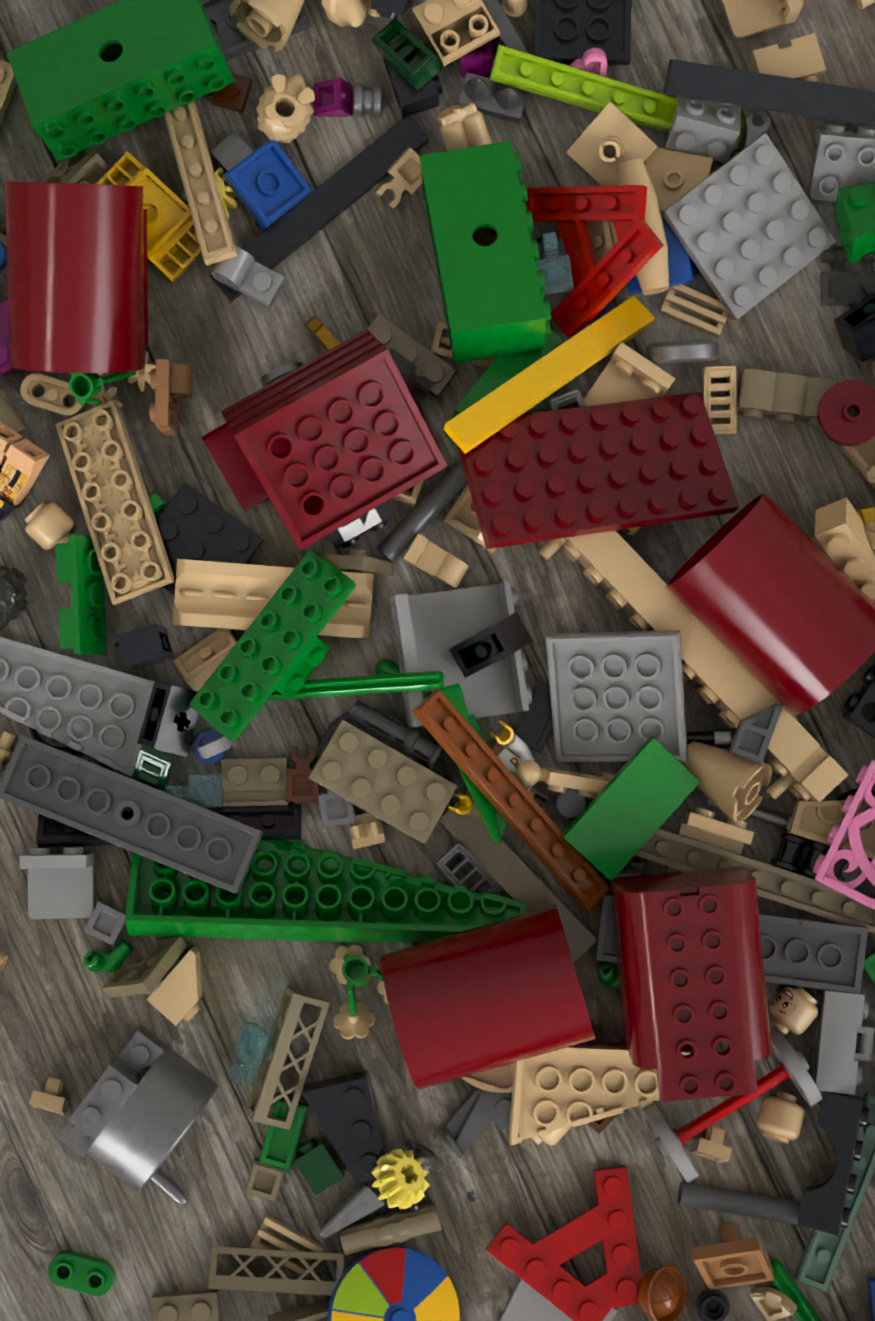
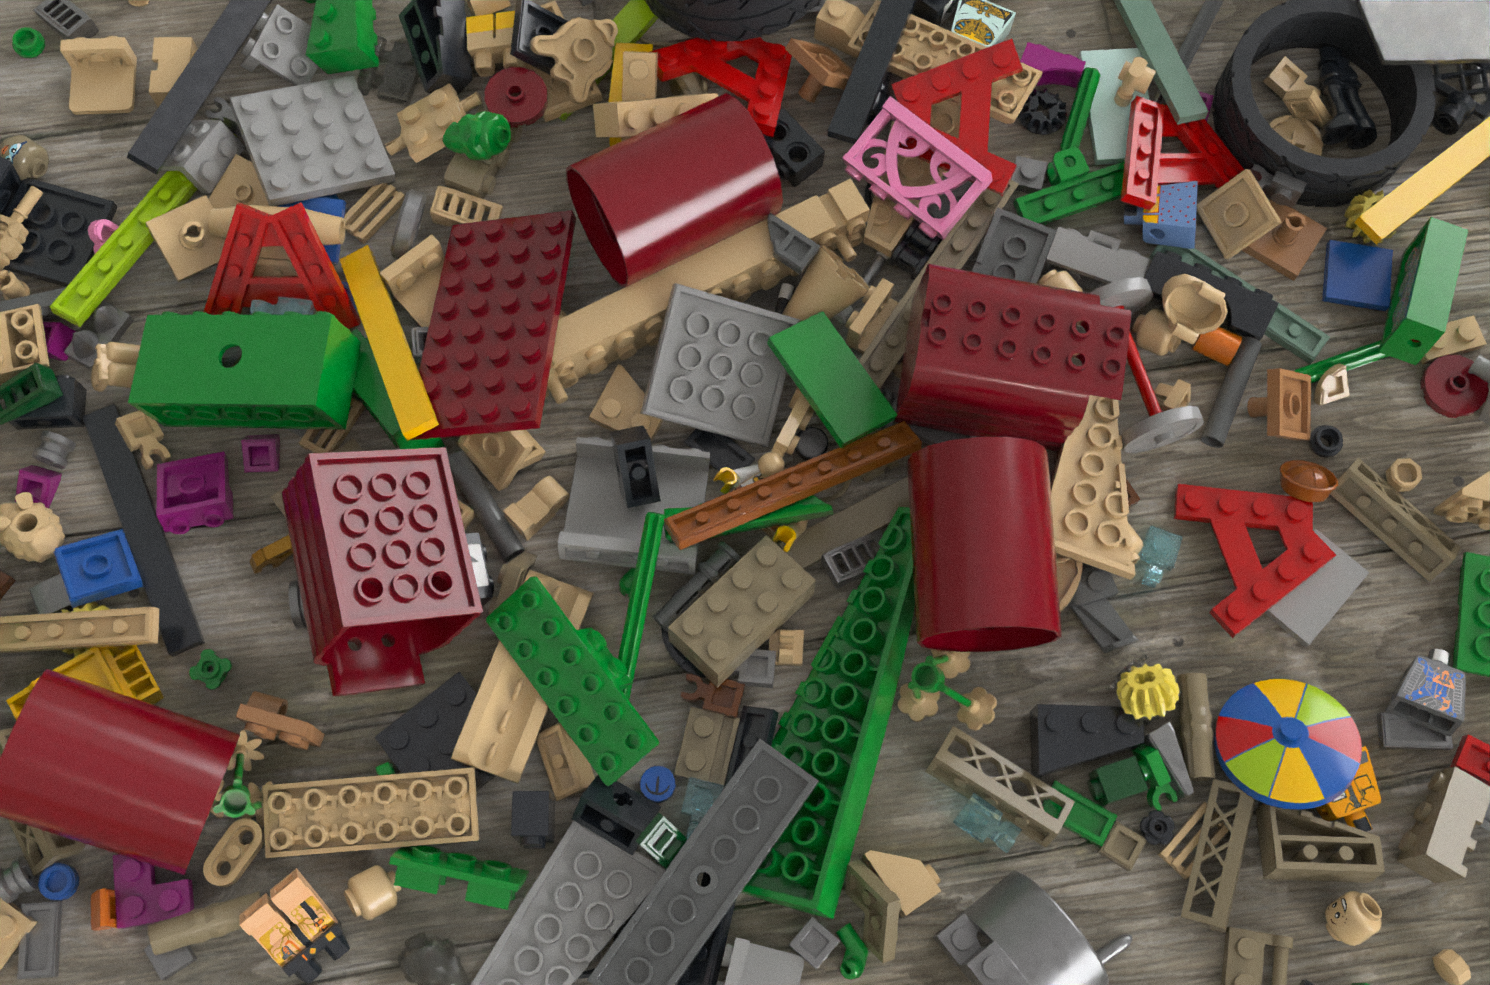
camera: 85 degrees left, 15 degrees down
(210, 325) = (219, 673): none -> green plate
(214, 747) = (659, 773): light grey tile -> none
(249, 277) = (186, 612): light grey plate -> none
(292, 1201) = (1148, 830): none -> black plate
(337, 1196) = (1155, 774): none -> green plate
(362, 243) = (194, 493): none -> magenta plate
(420, 289) = (261, 453): none -> magenta slope
(554, 1162) = (1160, 553): none -> clear light blue plate
(557, 612) = (622, 404): none -> tan wing
(786, 1177) = (1218, 345): none -> orange brick
(793, 391) = (478, 135): none -> green head
(802, 339) = (427, 121): none -> tan plate
(811, 1150) = (1192, 307): none -> tan piece

